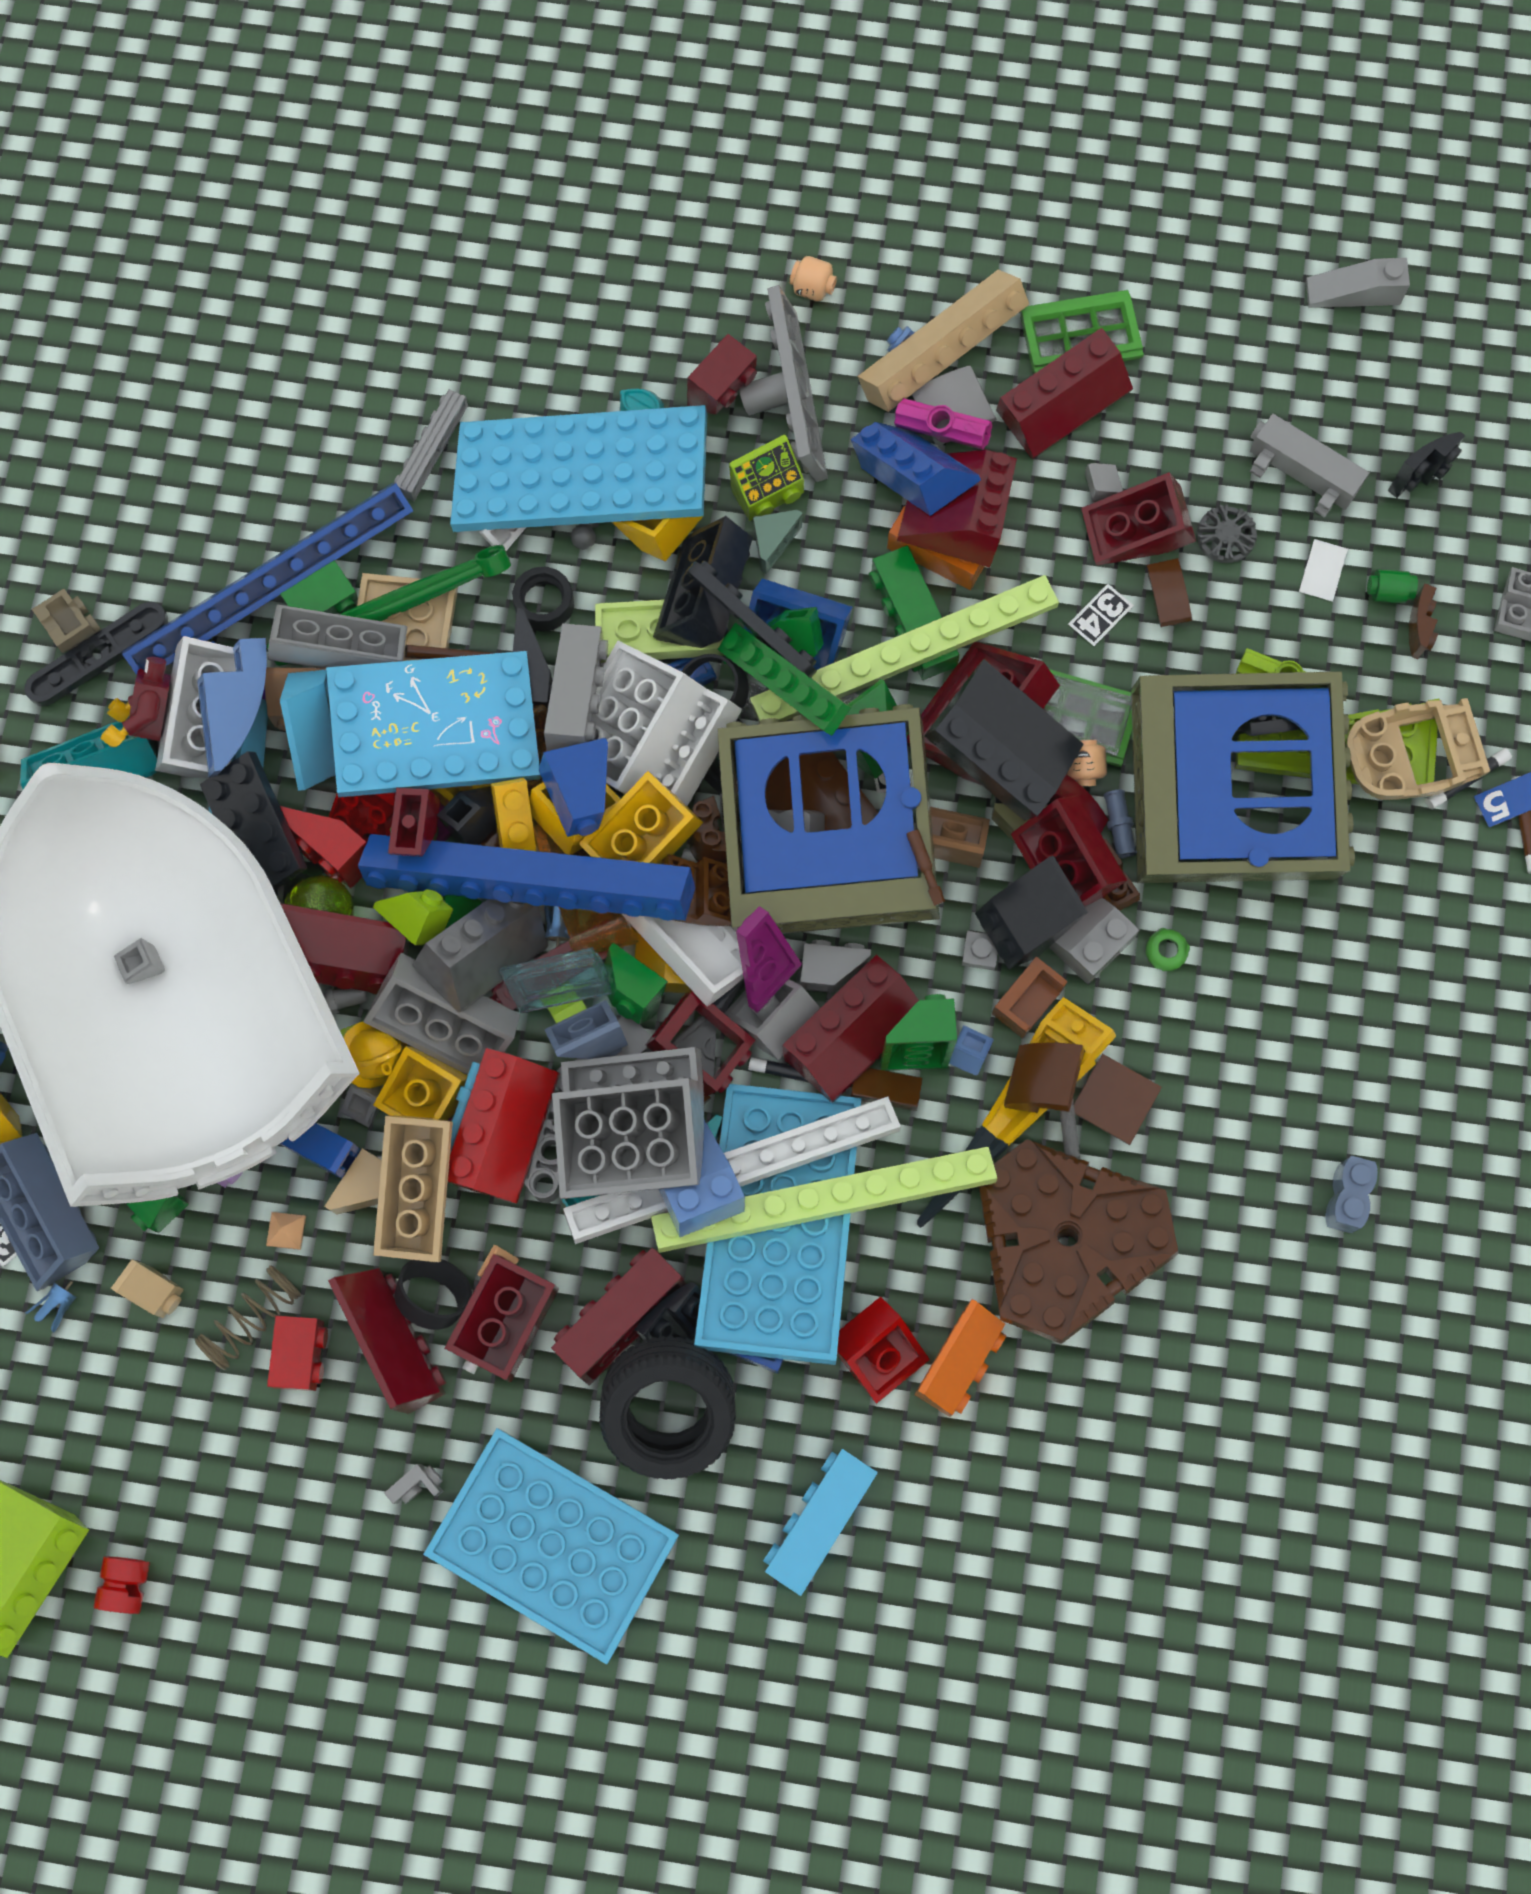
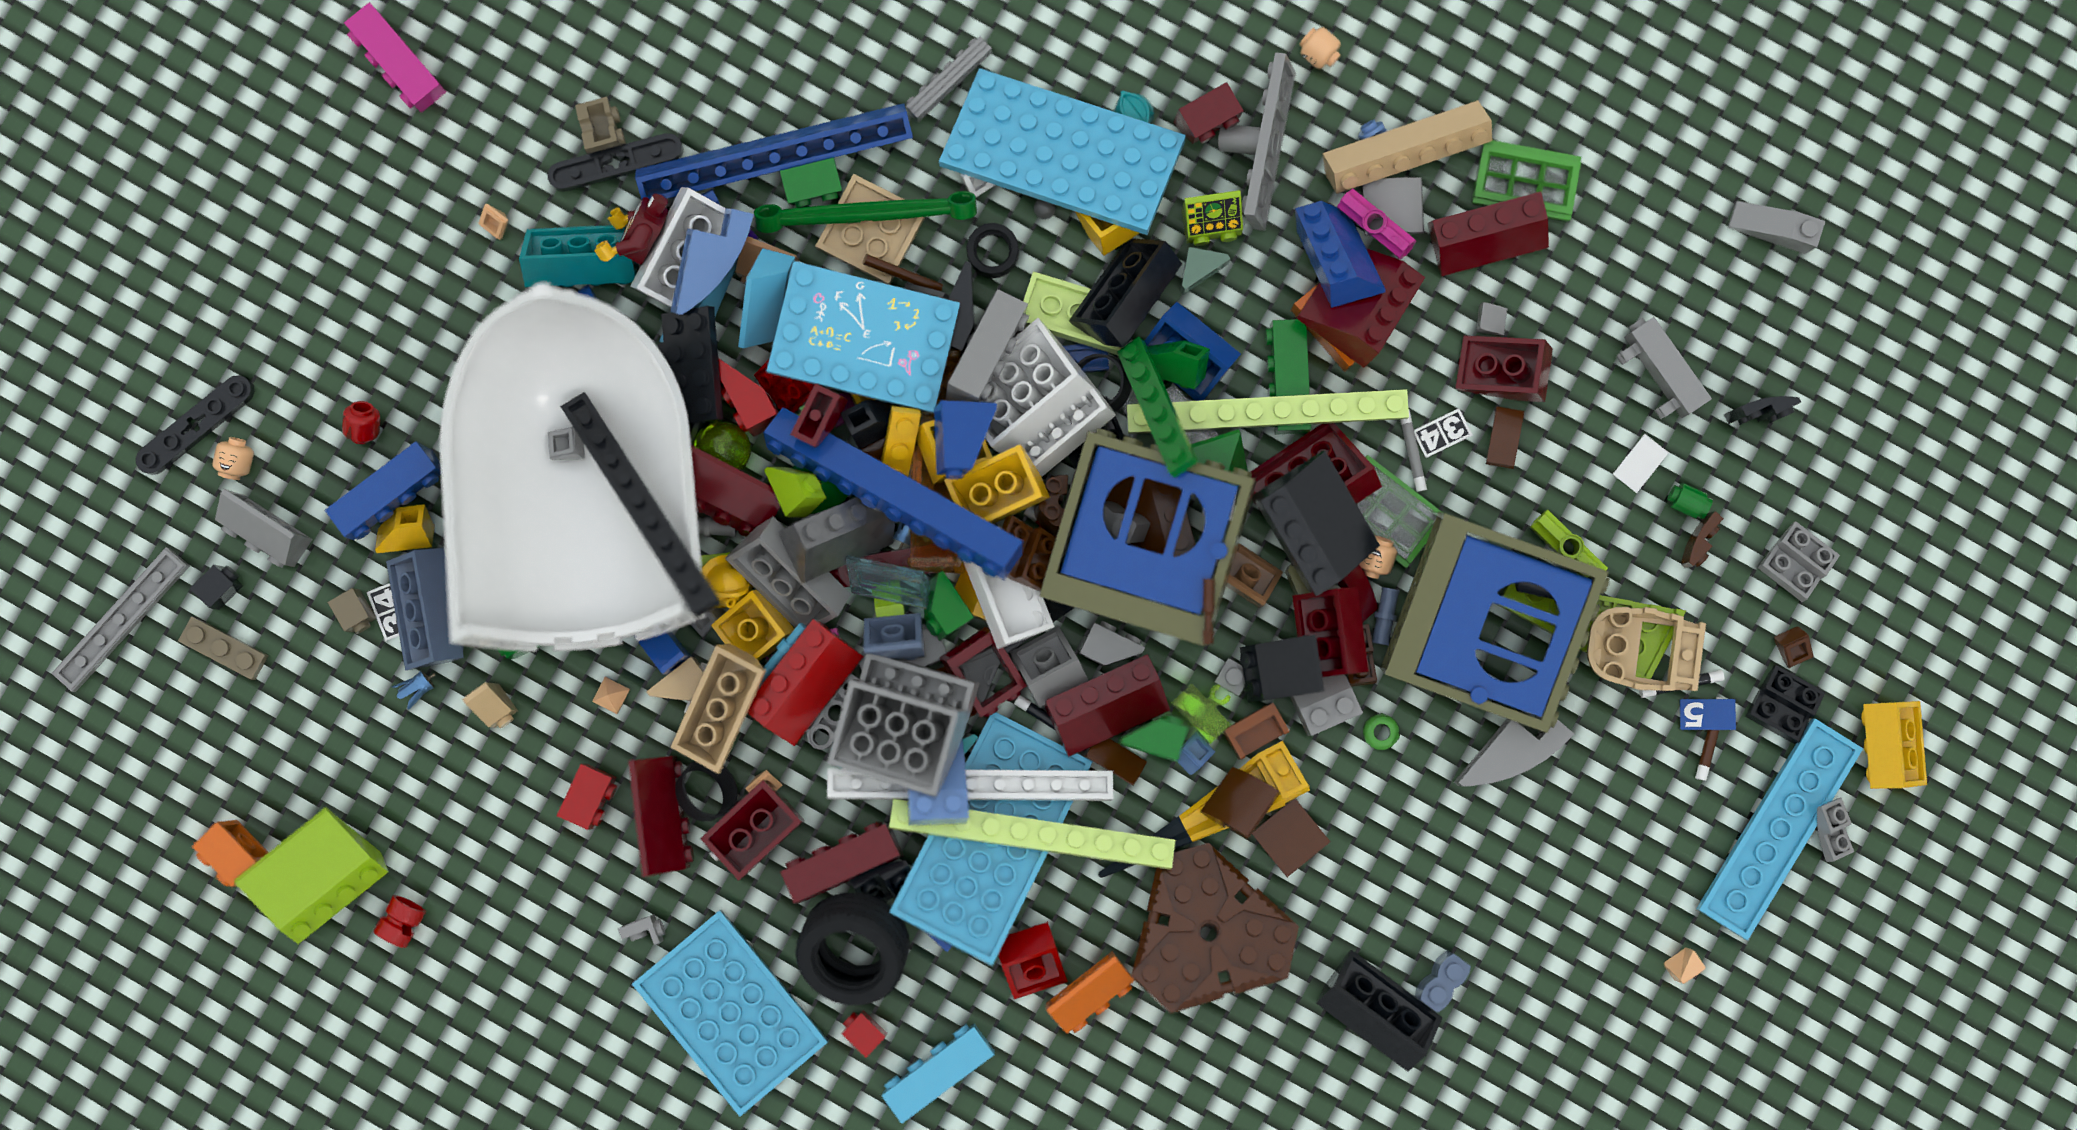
camera: 15 degrees right, 10 degrees up
(214, 1352) = (595, 738): dark tan piece -> none
(246, 984) = (641, 506): none -> black plate
(332, 639) = (811, 233): light grey brick -> none
(715, 1507) = (863, 1032): none -> red brick
(730, 598) = (1140, 321): black piece -> none
(765, 958) = (1055, 629): magenta wing -> none
(972, 1002) = (1201, 711): none -> clear neon green brick
(1069, 1132) = (1243, 852): light grey piece -> none
(1078, 645) = (1413, 454): none -> light grey bar
(1226, 534) = (1573, 403): dark grey wheel -> none
(1296, 1256) = (1380, 1011): none -> black slope
(1319, 915) = (1512, 753): none -> light grey slope

